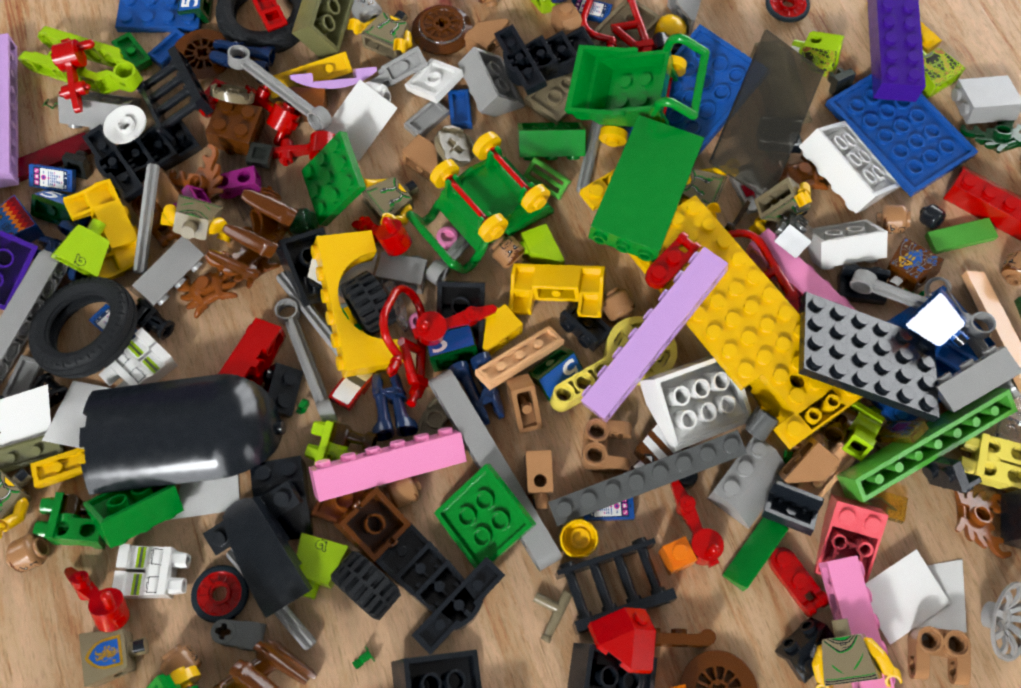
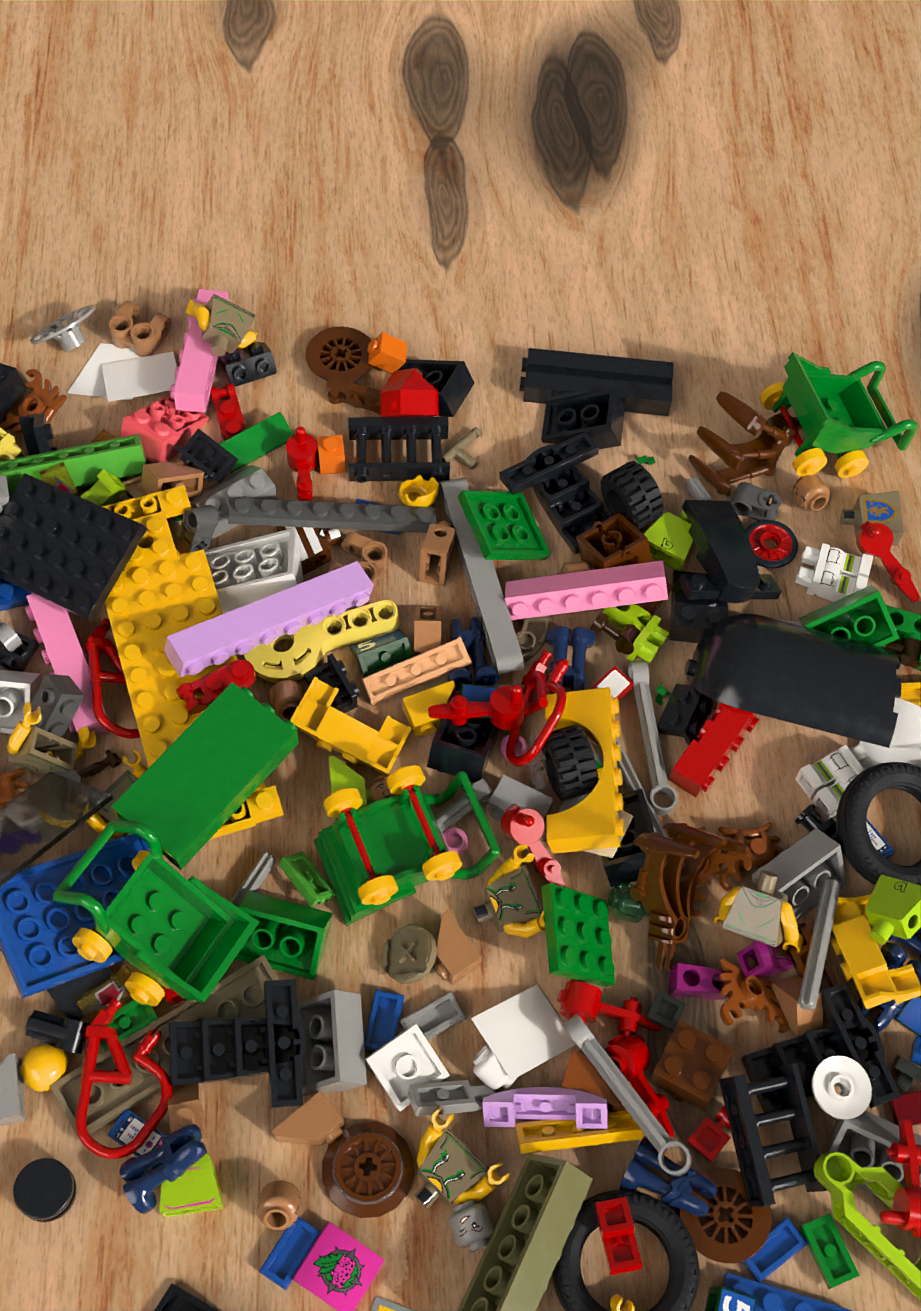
camera: 165 degrees left, 5 degrees down
(232, 94) = (691, 1103): dark tan tile -> none

